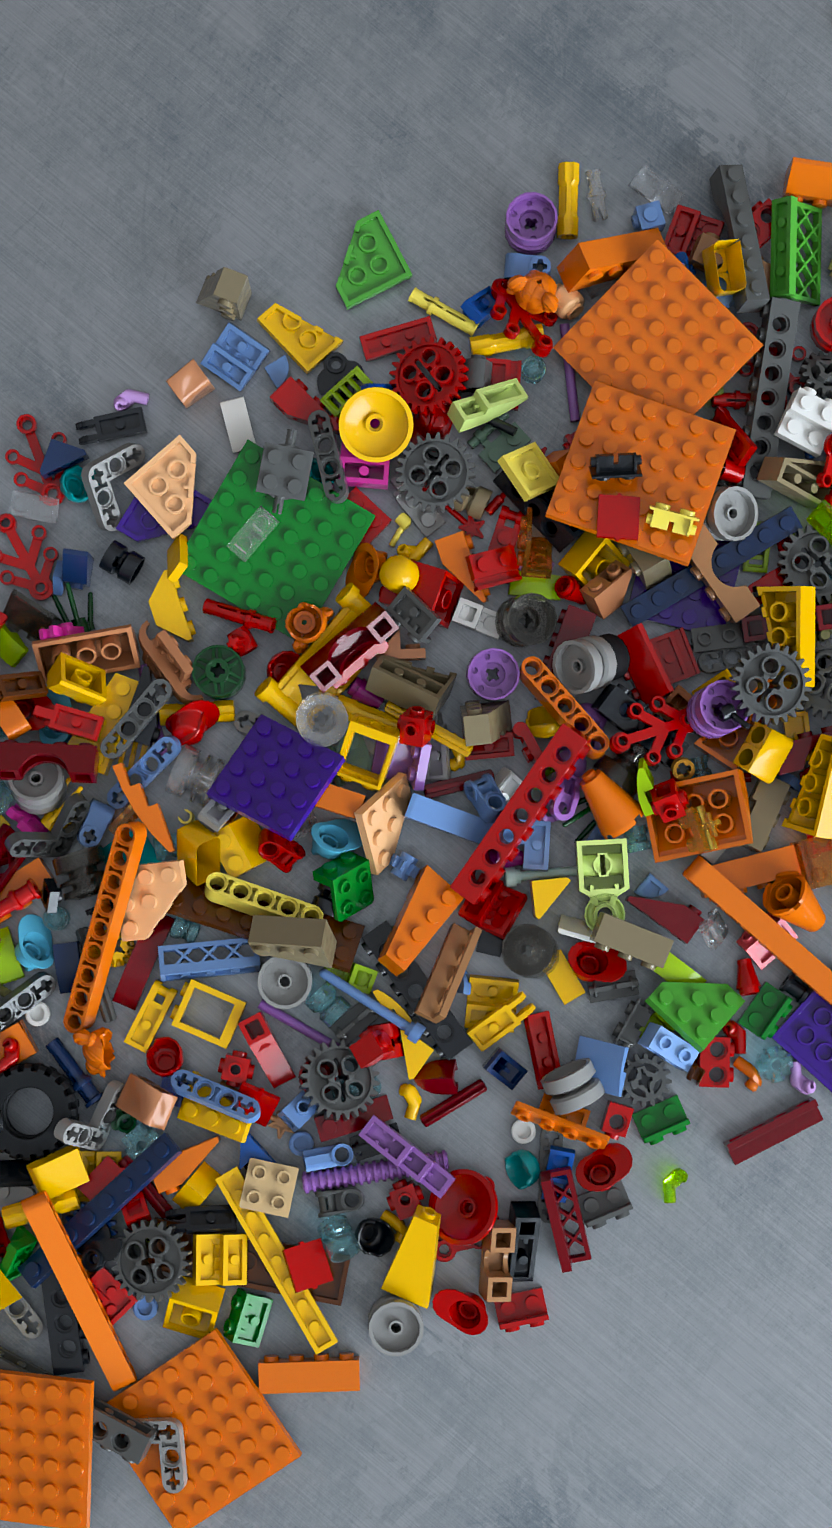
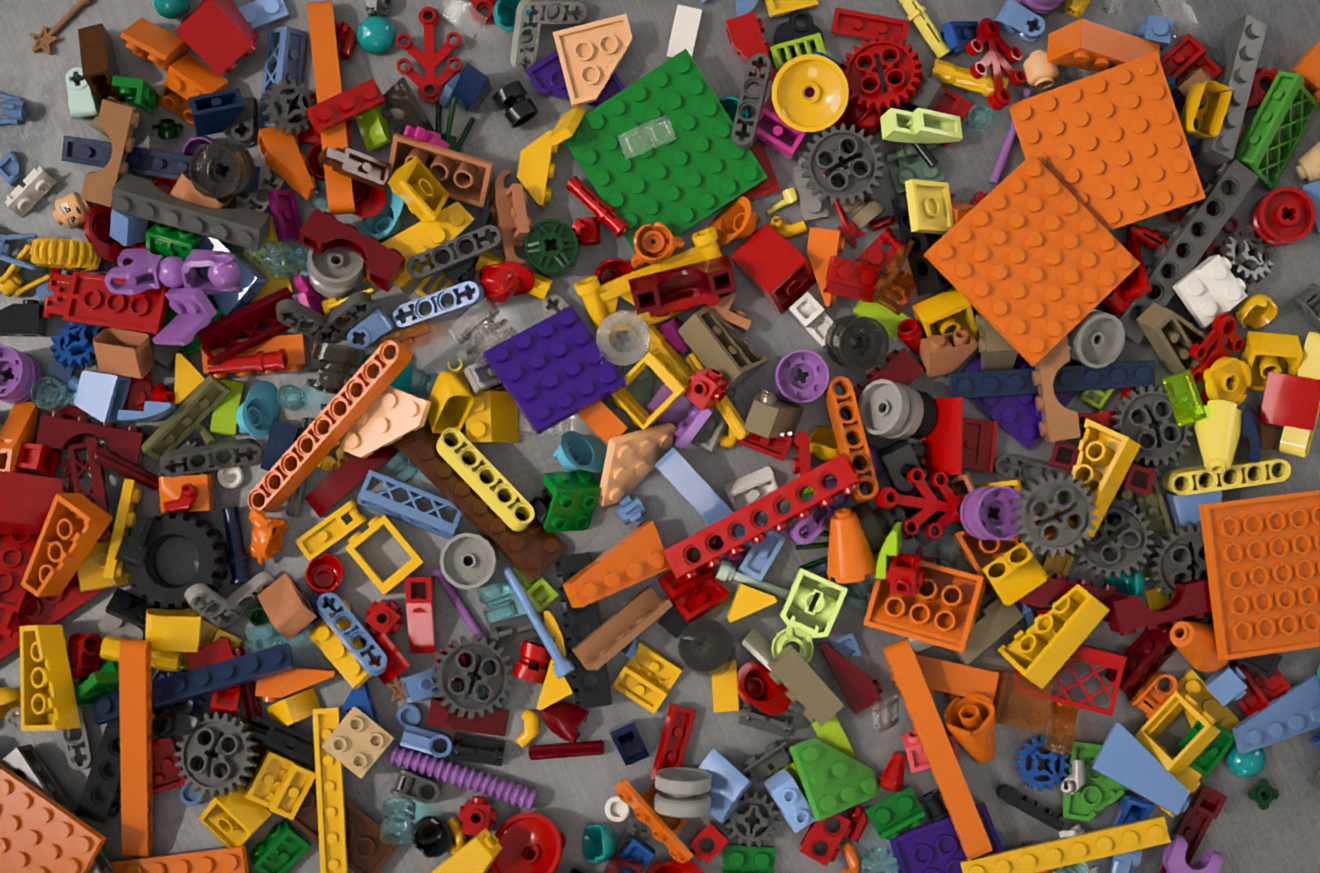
camera: 30 degrees right, 0 degrees up
(51, 895) = (295, 374): black plate -> none
(70, 721) = (393, 224): red hinge -> none
(150, 815) = (422, 347): orange slope -> none
(281, 851) = (524, 440): red piece -> none
(284, 471) = (704, 94): dark grey plate -> none
(293, 939) = (495, 526): dark tan wedge -> none
(307, 1265) = (357, 831): red piece -> none
(371, 1047) = (516, 662): red brick -> none
(399, 573) = (761, 241): yellow hair -> none
(407, 1156) = (498, 778): medium lavender slope -> none
(414, 615) = (756, 285): dark grey bracket -> none
(452, 785) = (719, 461): dark red axle -> none
(484, 794) = (736, 483): medium blue piece -> none
(499, 1022) = (645, 698): yellow hinge -> none
(534, 296) = (1013, 48): orange hair -> none
(603, 466) = (1001, 237): black hinge -> none
(618, 517) = (991, 288): red piece -> none
(682, 521) = (1049, 321): light yellow hinge -> none
(686, 762) = (926, 544): pearl gold bush -> none
(695, 1072) = (803, 837): reddish brown hand -> none
(702, 828) = (923, 616): clear yellow hips -> none
(716, 637) = (1024, 446): dark grey hinge -> none
(729, 712) = (1002, 521): black hand -> none

